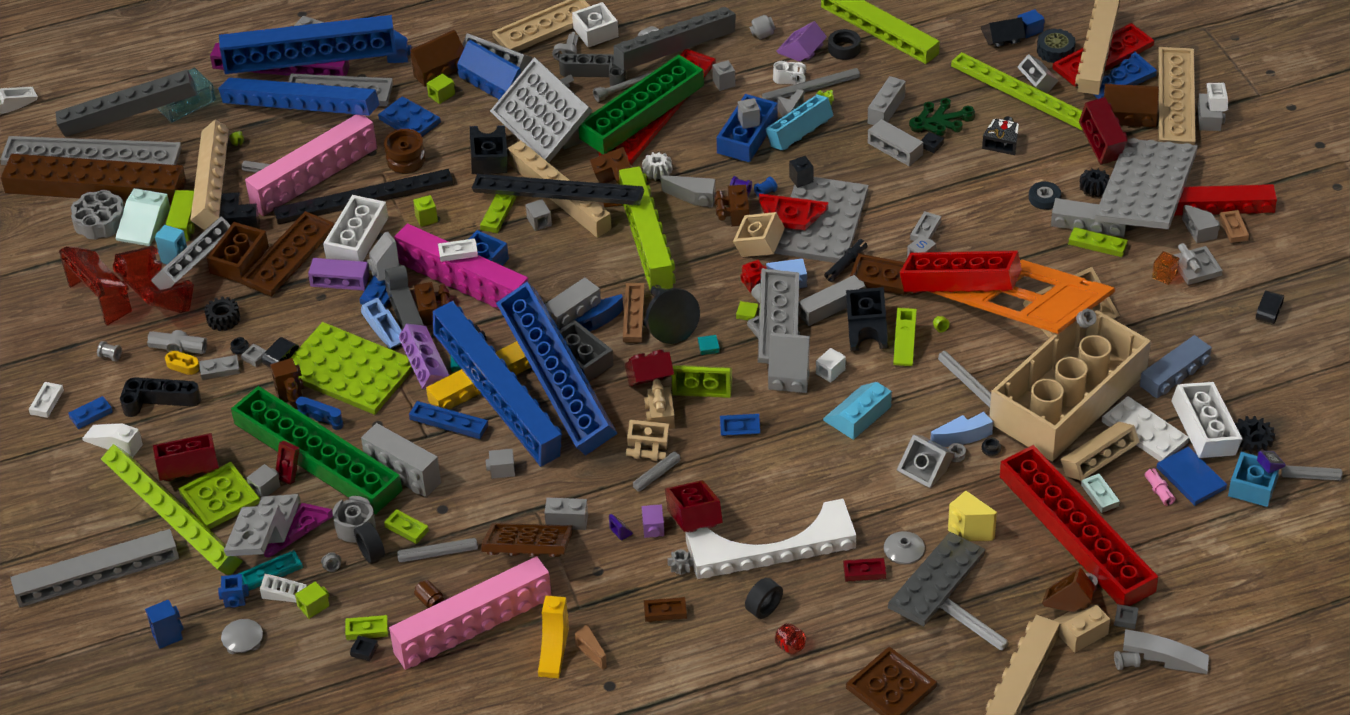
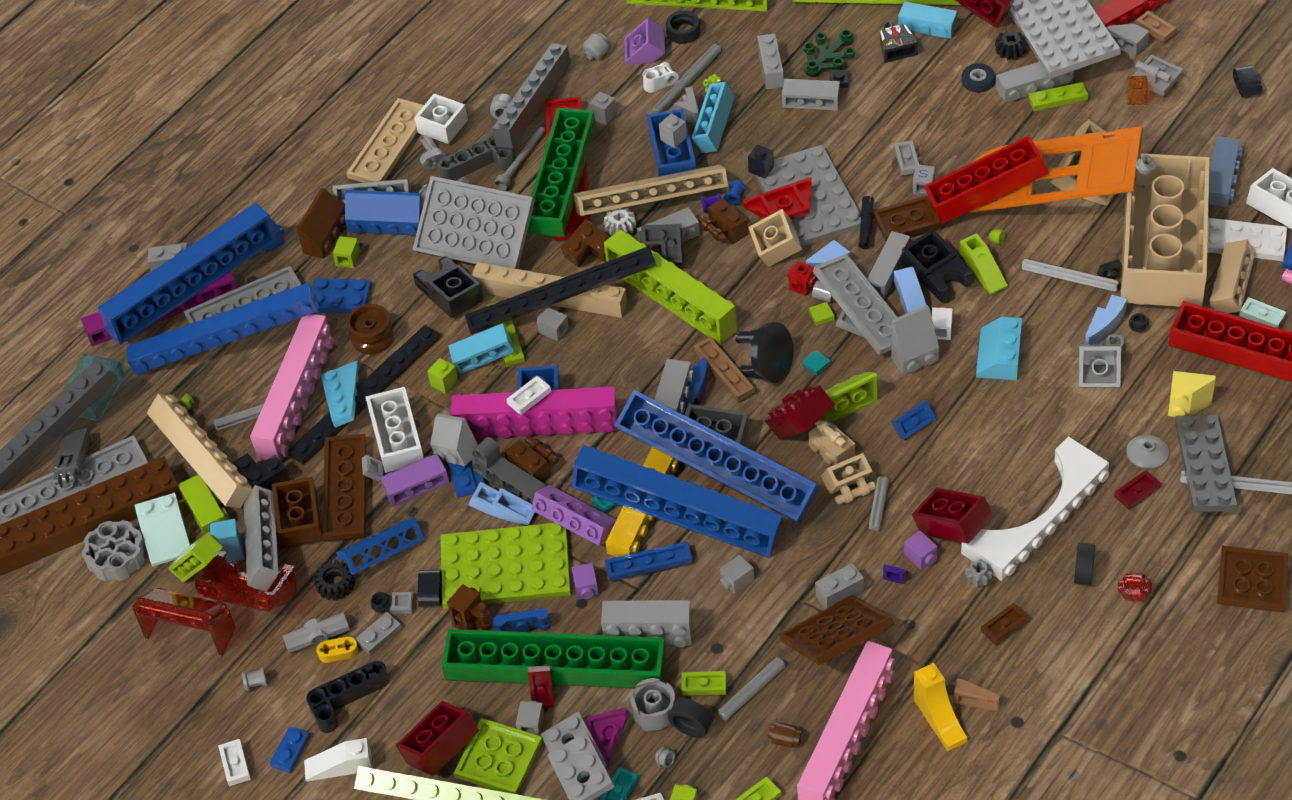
camera: 30 degrees left, 5 degrees up
(126, 134) = (75, 444): none -> dark grey hinge
(135, 238) = (195, 557): none -> lime brick
(276, 299) = (375, 539): none -> blue fence
(316, 249) = (372, 468): none -> light grey tile
(344, 183) = (341, 392): none -> medium azure wing
(390, 408) = (585, 581): none -> medium lavender brick
(468, 205) = (481, 348): none -> medium azure brick
(676, 195) = (669, 237): none -> black brick
(698, 151) = (650, 190): none -> tan brick
(826, 331) = (909, 289): none -> light blue slope
(1045, 130) = (928, 19): none -> medium azure brick

